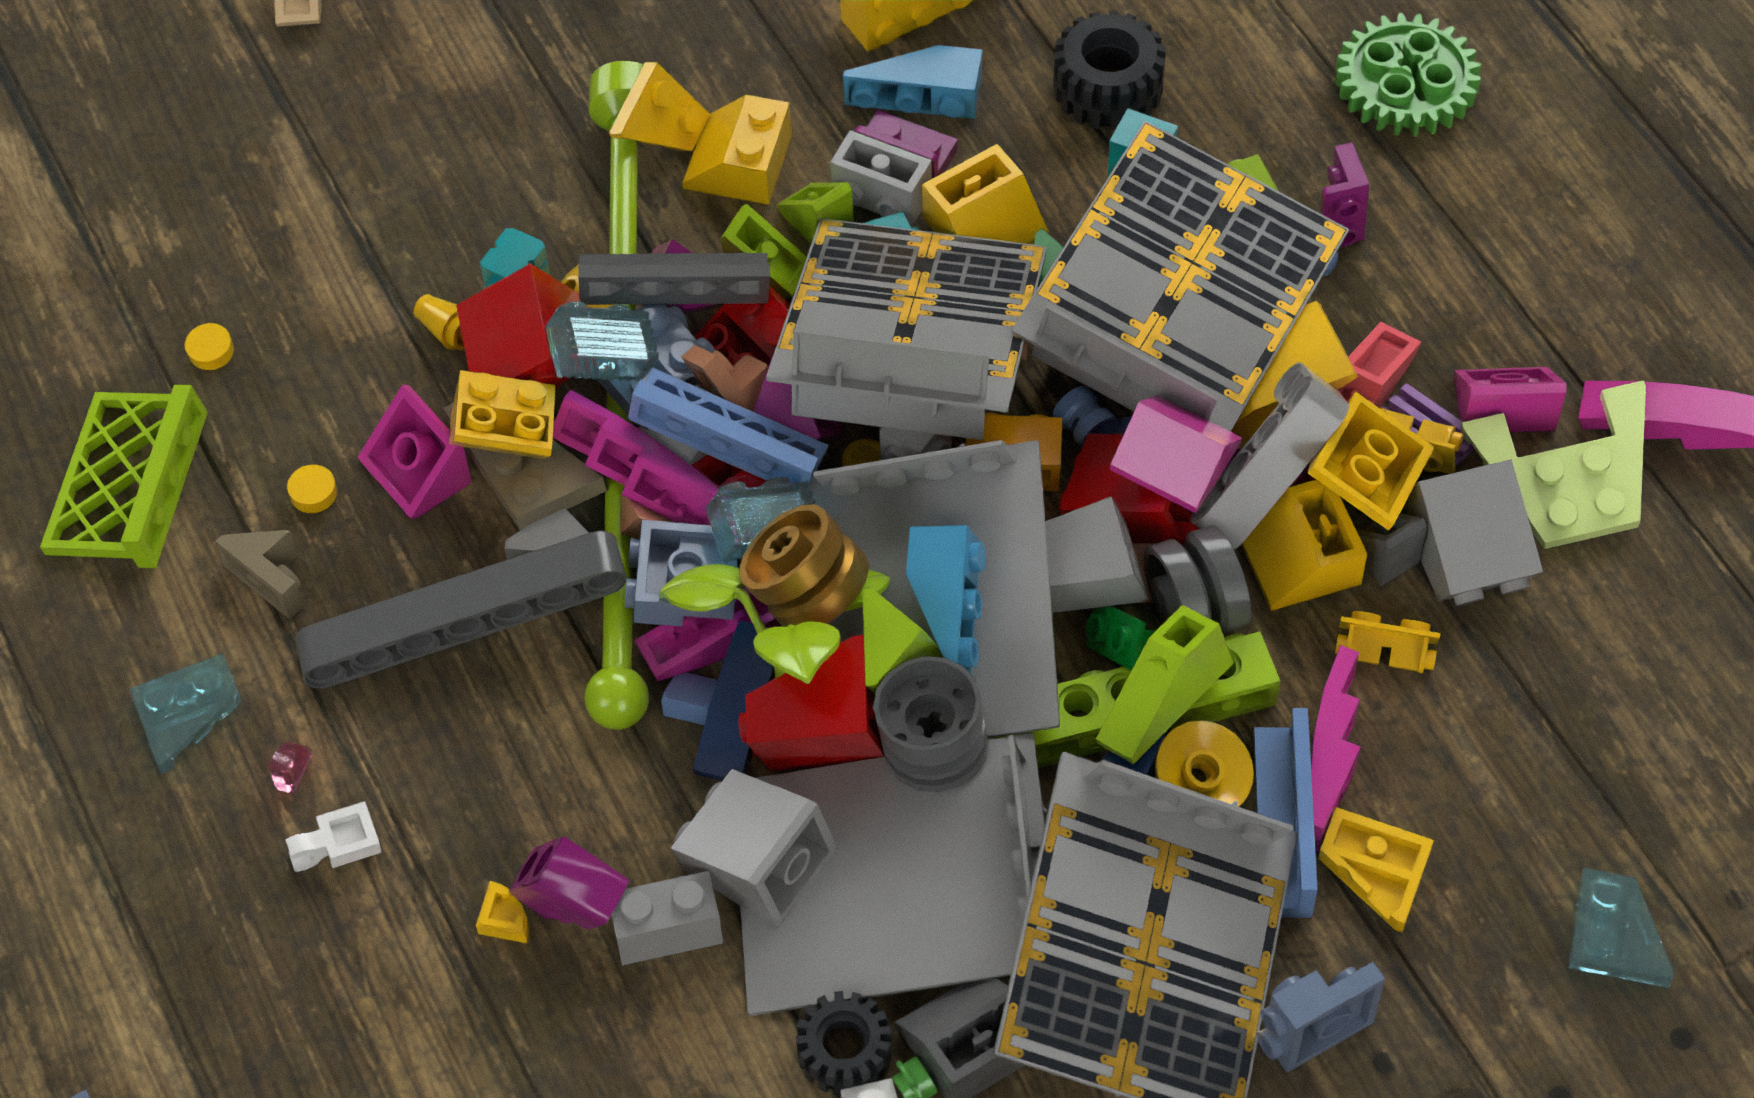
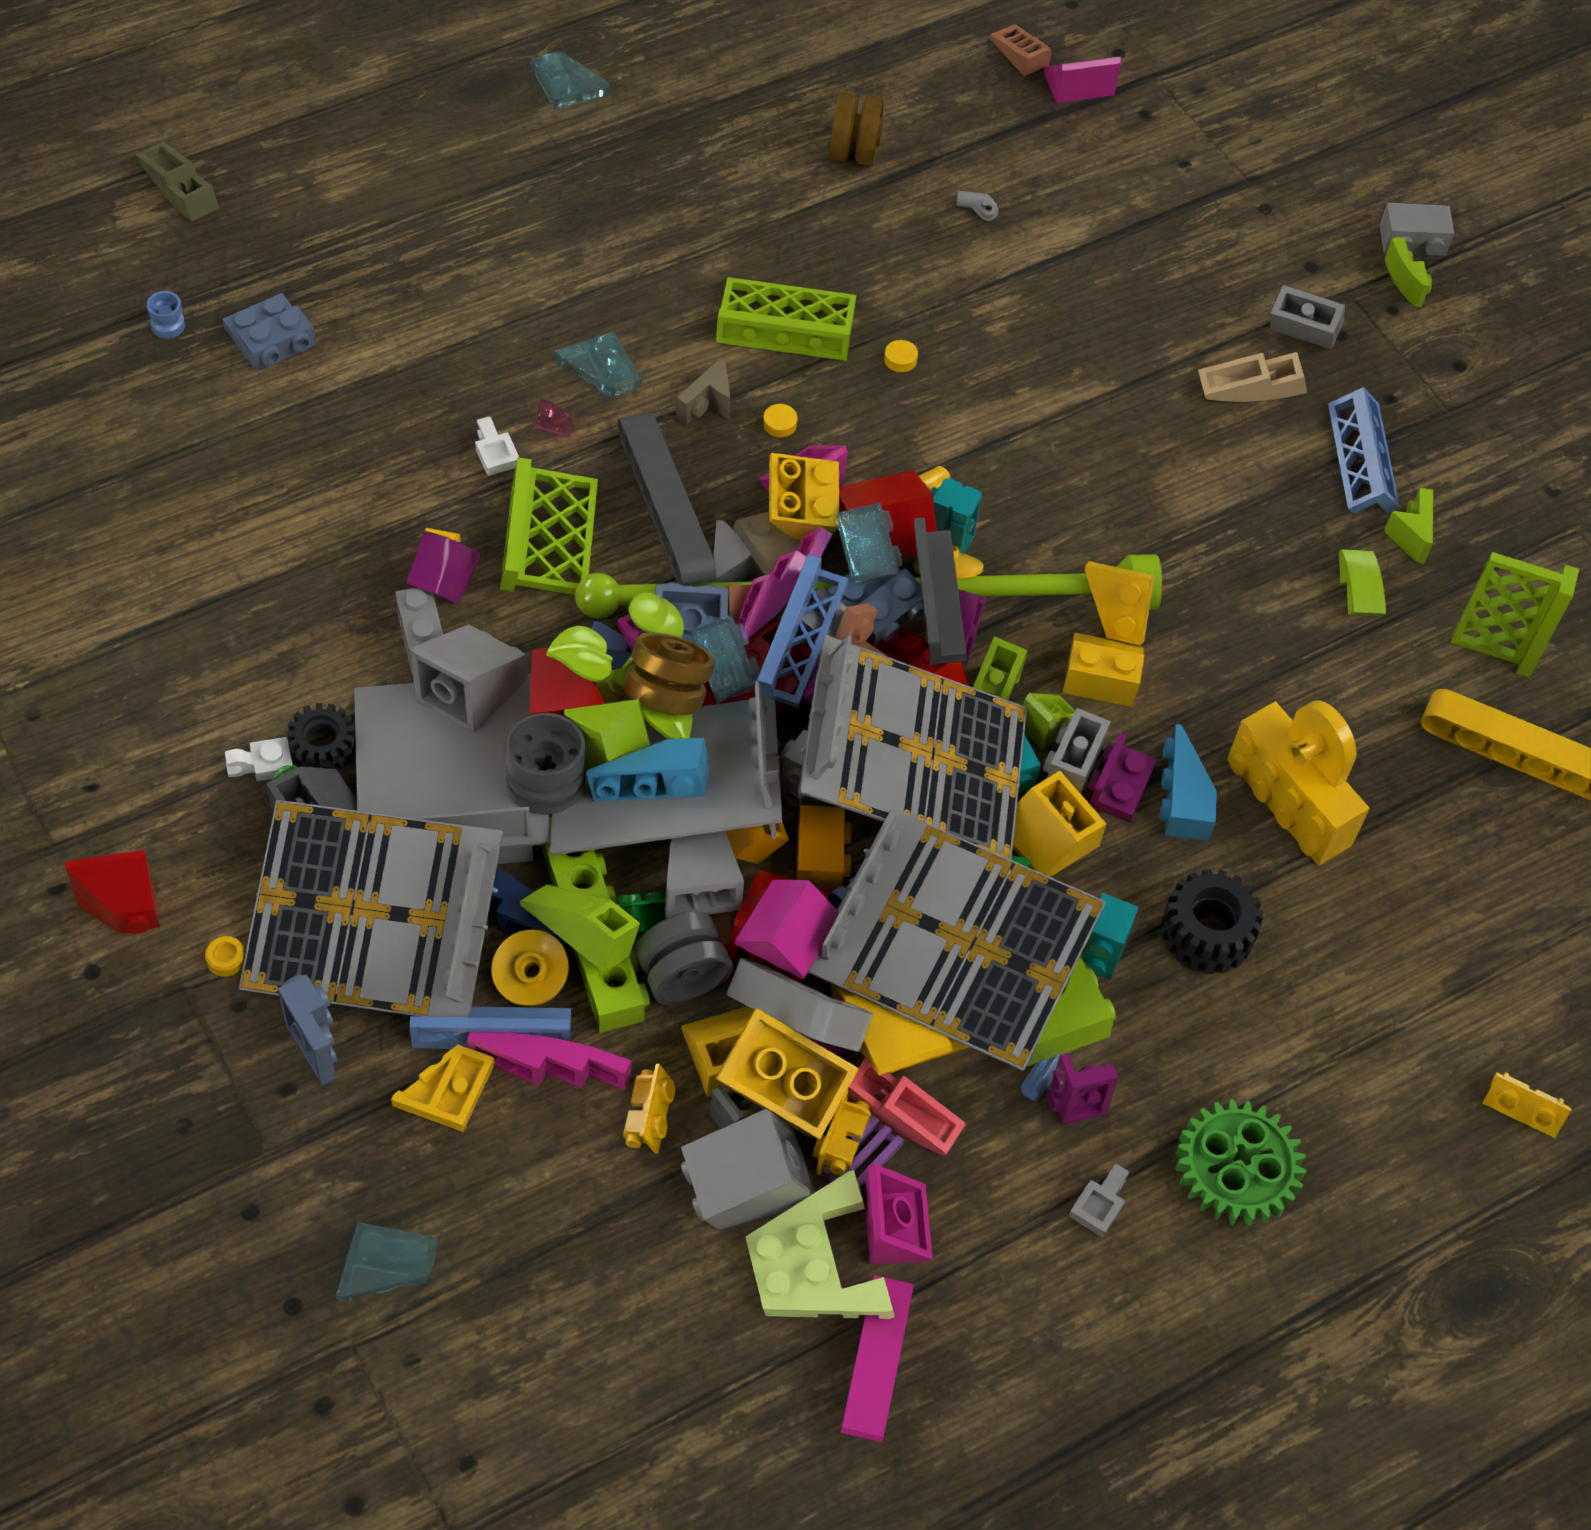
camera: 80 degrees right, 0 degrees up
(485, 800) = (519, 531): none -> lime fence
(1467, 204) = (1099, 1203): none -> light grey plate

